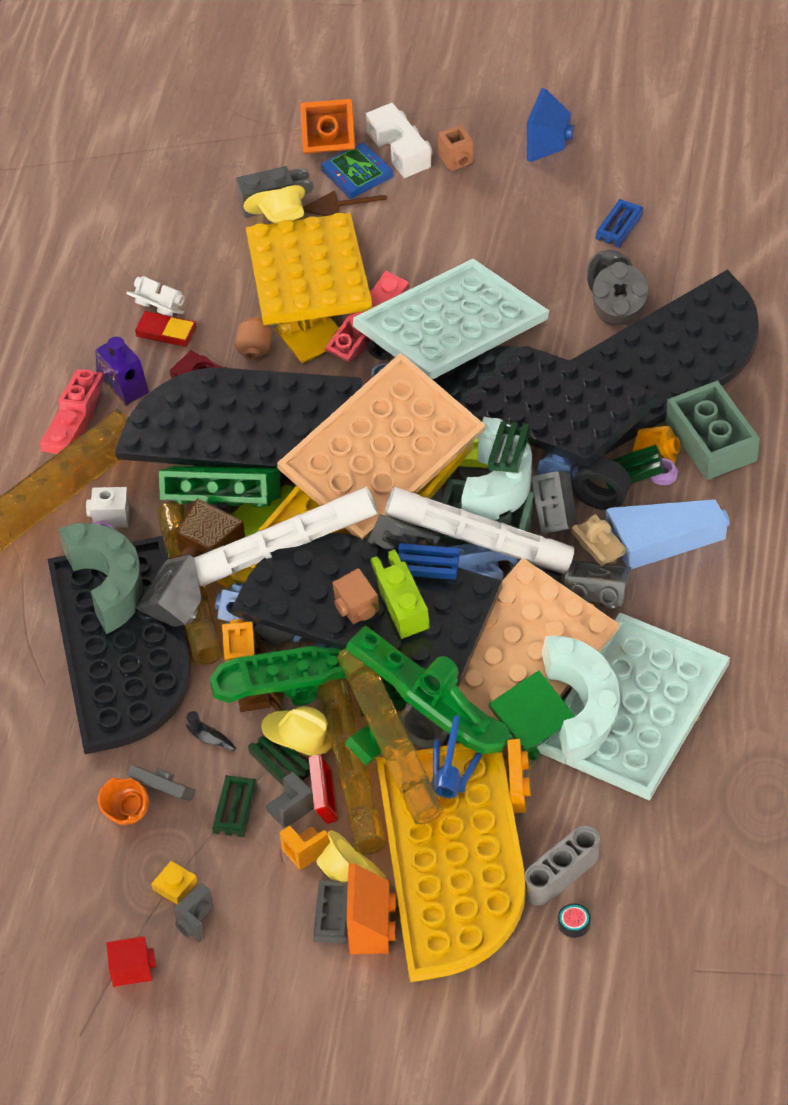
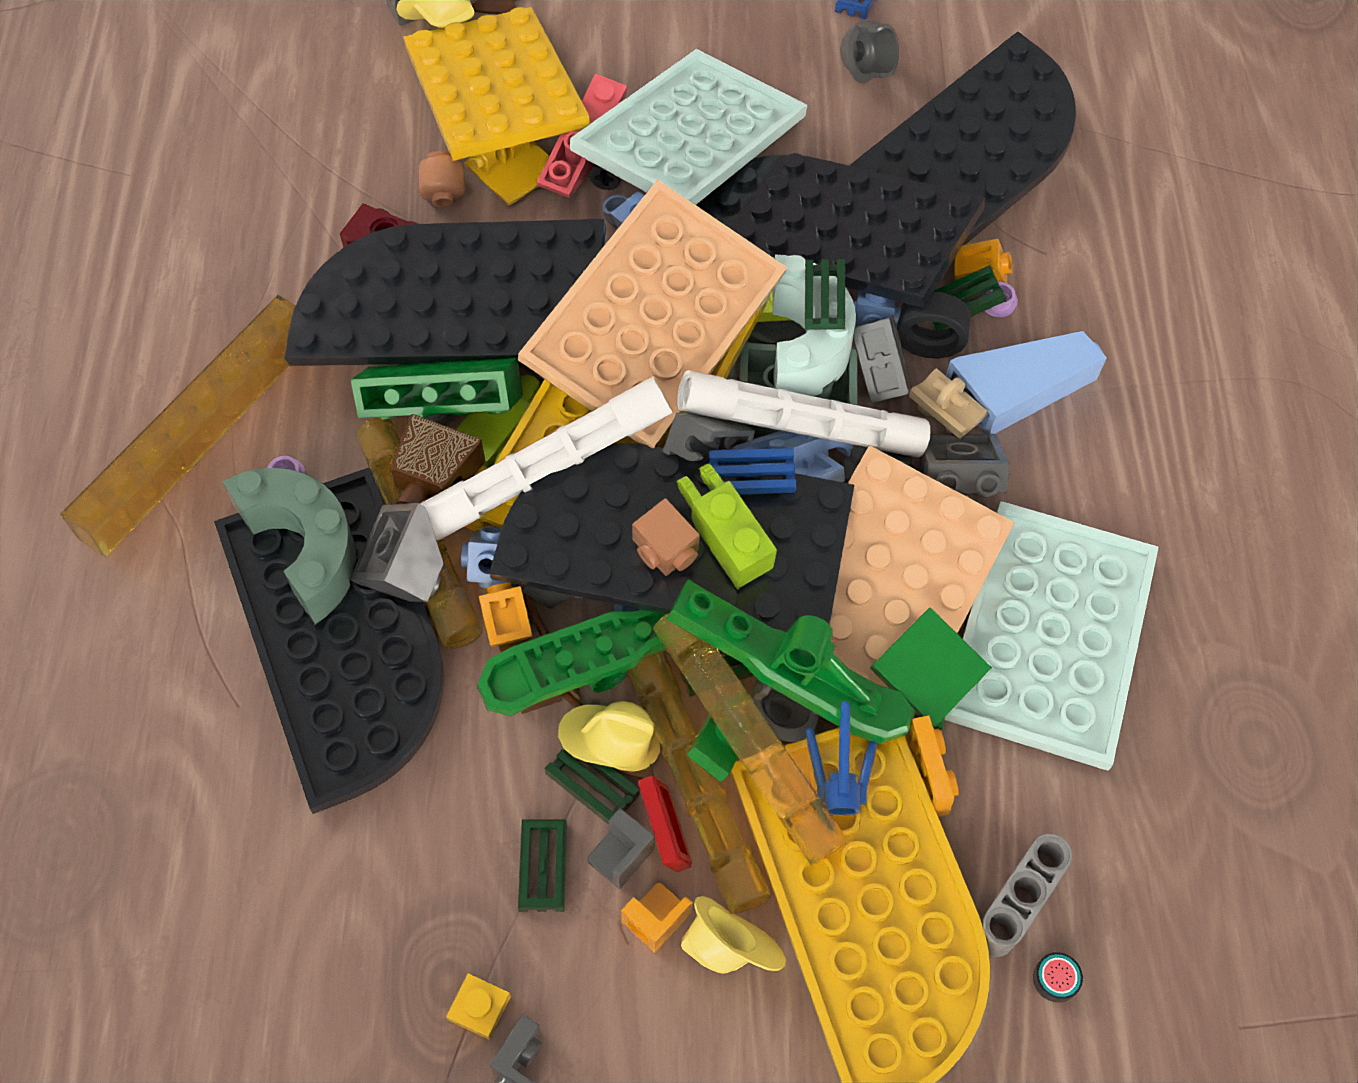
camera: 15 degrees left, 10 degrees up
(74, 412) = (221, 304): coral slope -> none
(109, 505) = (288, 433): white brick -> none
(116, 364) = (268, 229): dark purple torso -> none
(123, 800) = (382, 888): orange hair -> none
(147, 294) = (292, 135): white hinge -> none
(162, 781) = (431, 846): dark grey plate -> none
(165, 328) = (323, 178): red tile -> none
(207, 733) = (484, 755): black bar -> none
(331, 912) = (719, 1022): dark grey plate -> none
(369, 912) = (775, 1021): orange slope -> none
(598, 688) = (1015, 625): light aqua brick -> none
(620, 279) = (894, 57): flat silver brick -> none
(712, 430) = (1051, 238): sand green brick -> none

